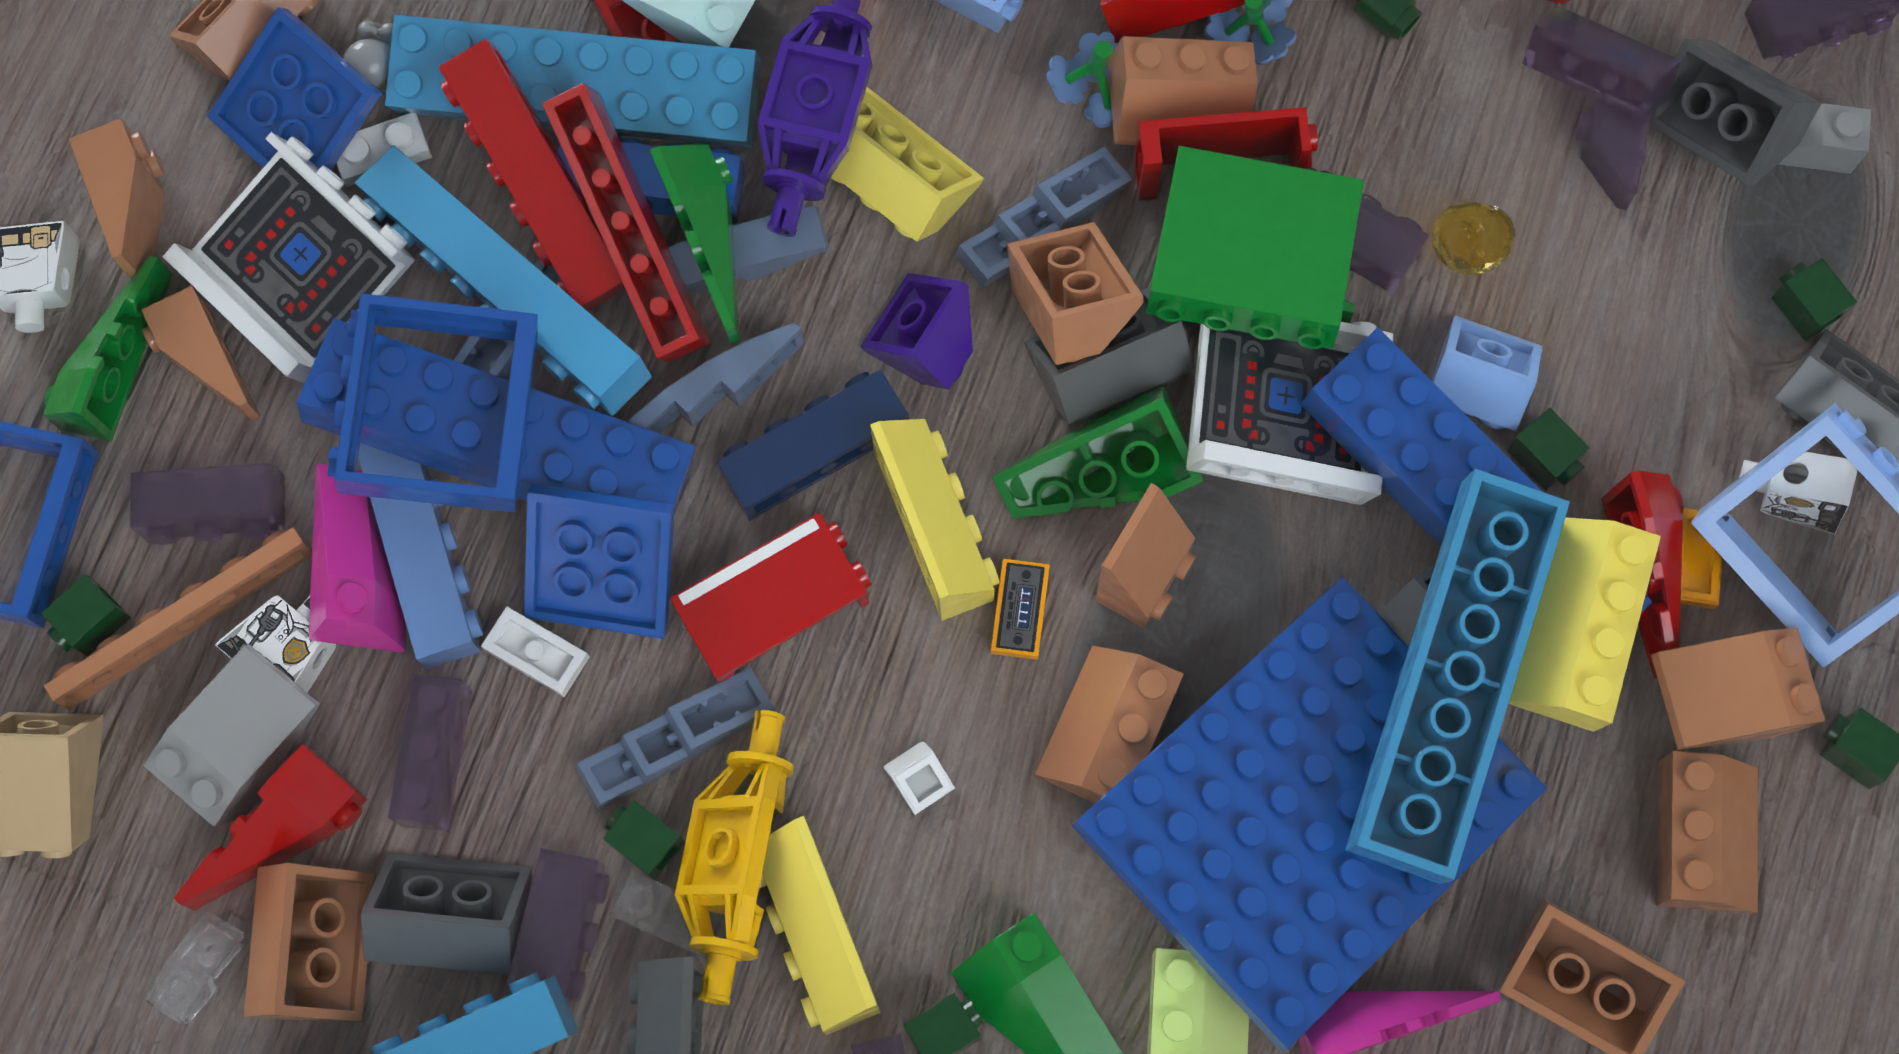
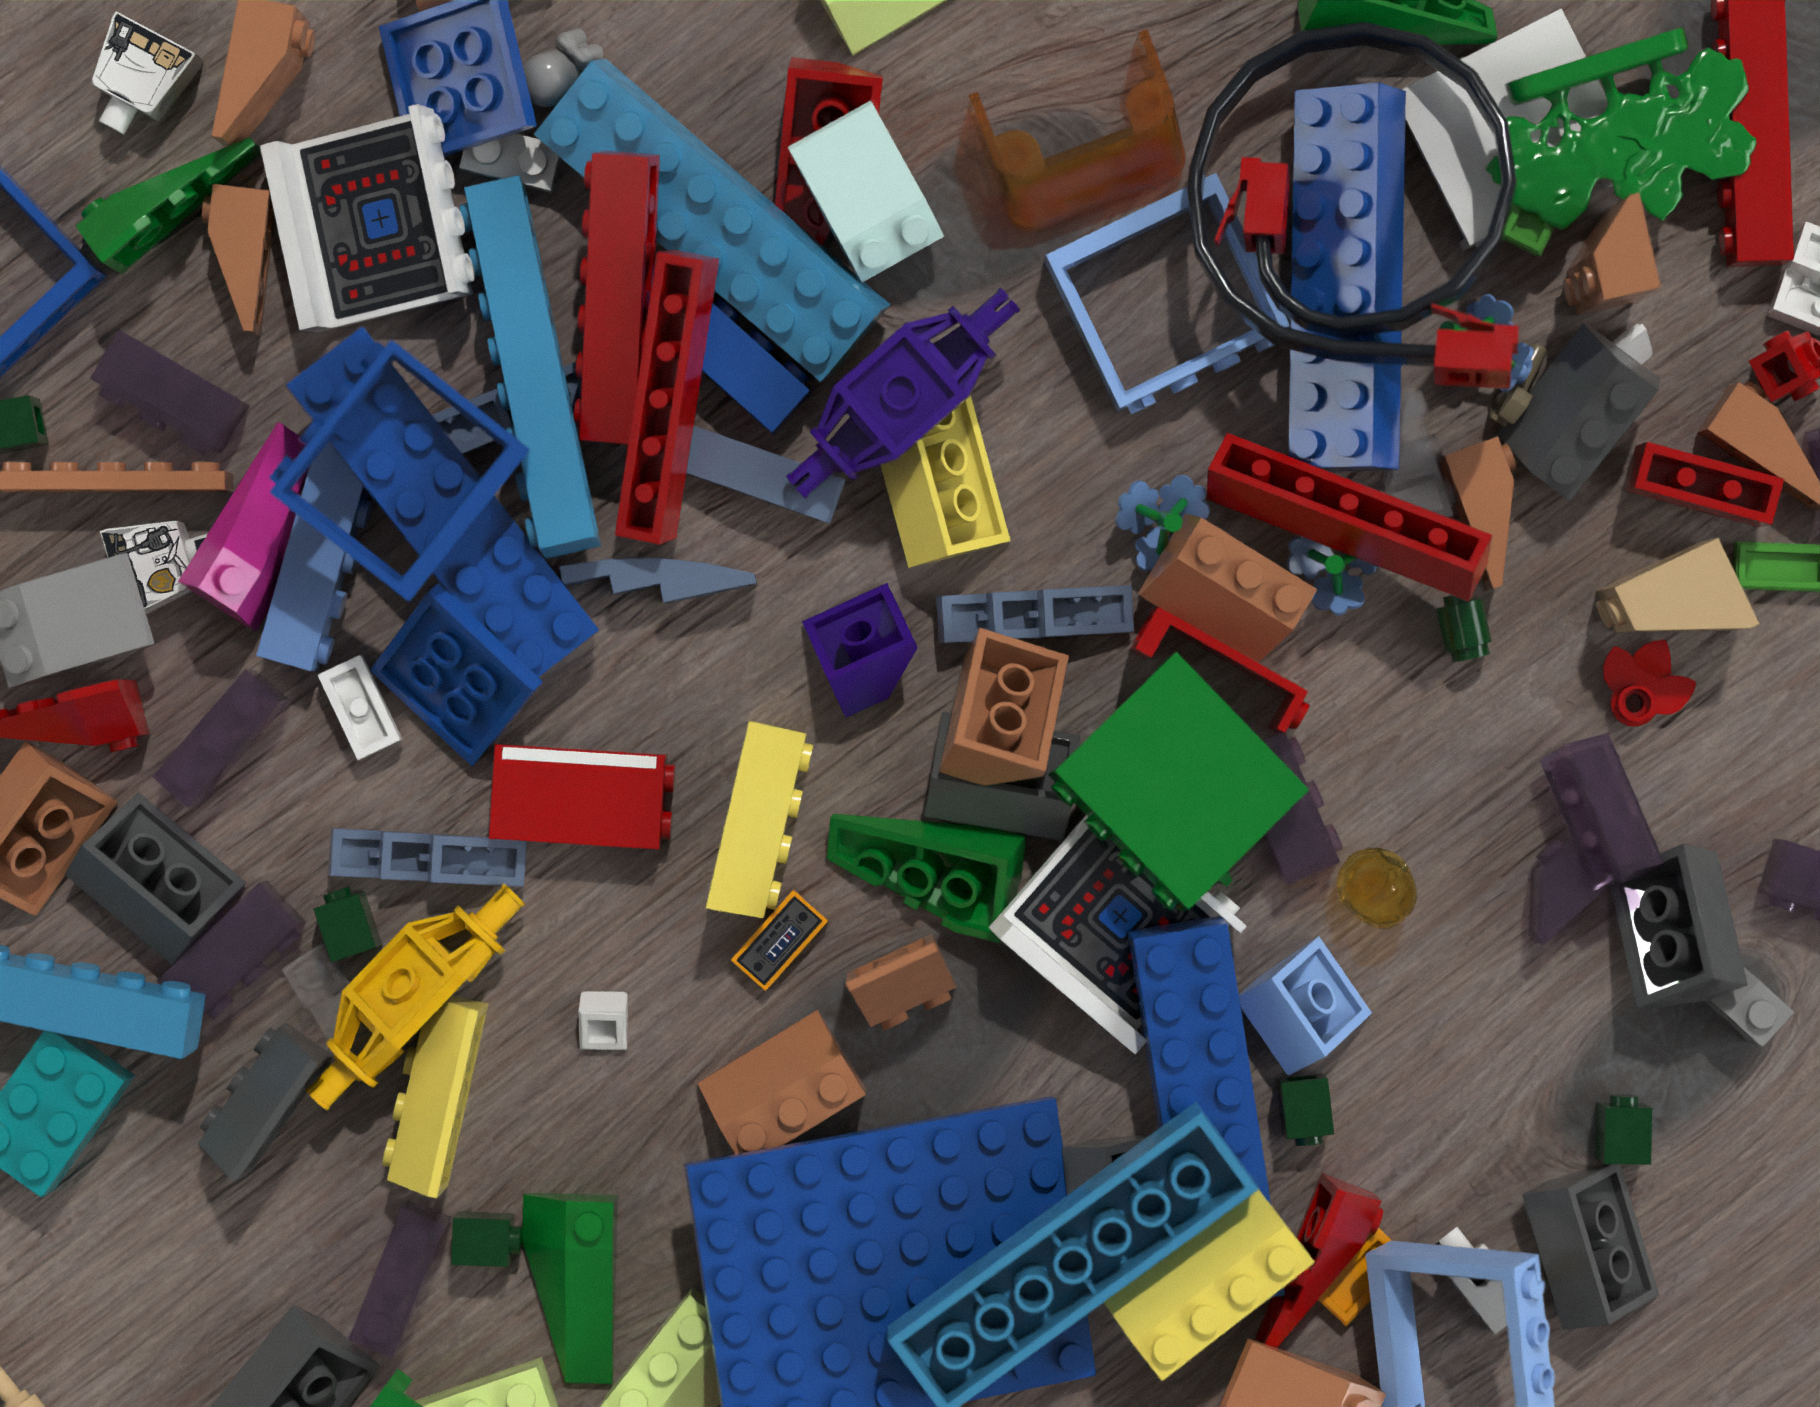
camera: 35 degrees right, 15 degrees up
(703, 207) = (740, 420): green wedge -> none
(809, 446) = (703, 686): dark blue brick -> none

